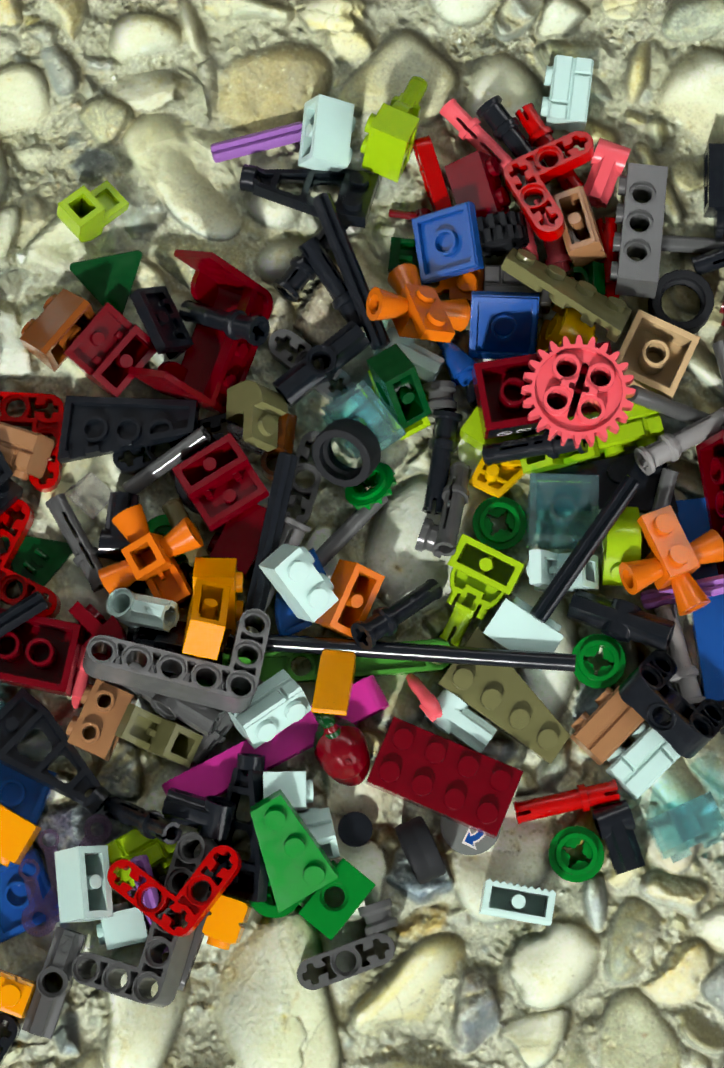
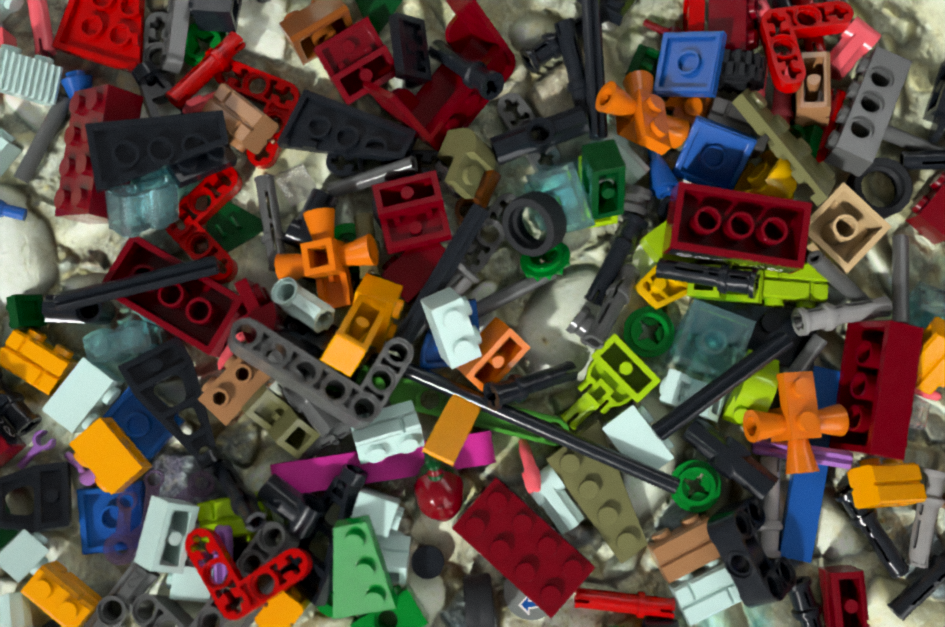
camera: 15 degrees right, 5 degrees up
(607, 400) = (793, 258): coral gear -> none

